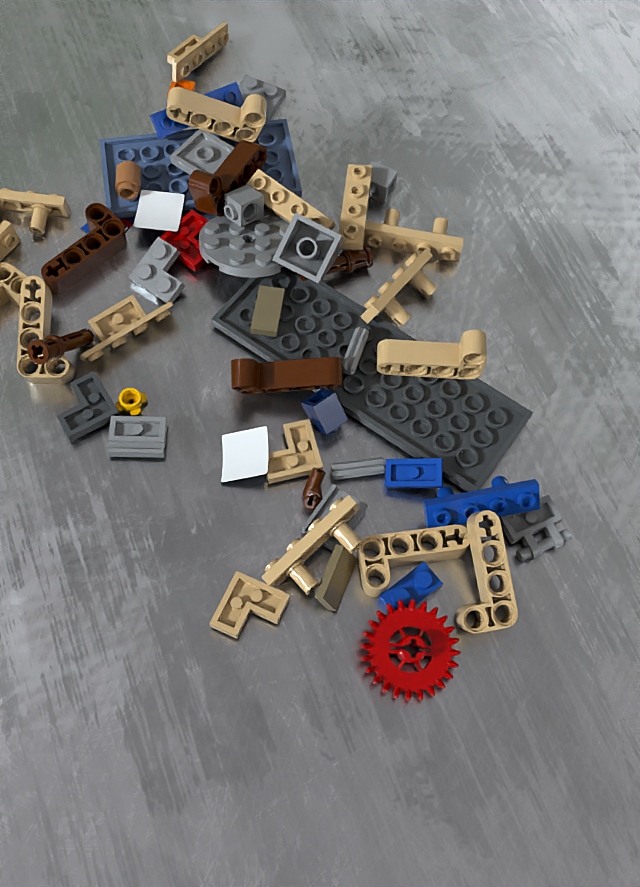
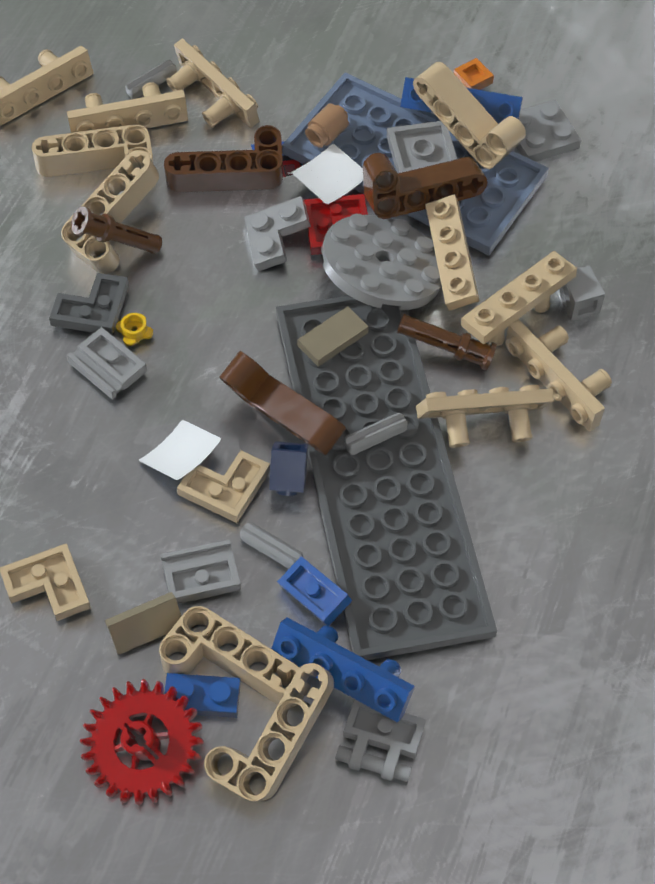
camera: 45 degrees right, 5 degrees down
(120, 321) = (192, 251): tan bracket -> none
(195, 51) = (524, 45): tan bracket -> none
(244, 205) = (407, 220): light grey brick -> none
(301, 549) = (134, 570): tan plate -> none
(308, 248) = (421, 301): light grey slope -> none
(312, 492) = (209, 529): reddish brown arm -> none
(434, 359) = (461, 515): tan beam -> none

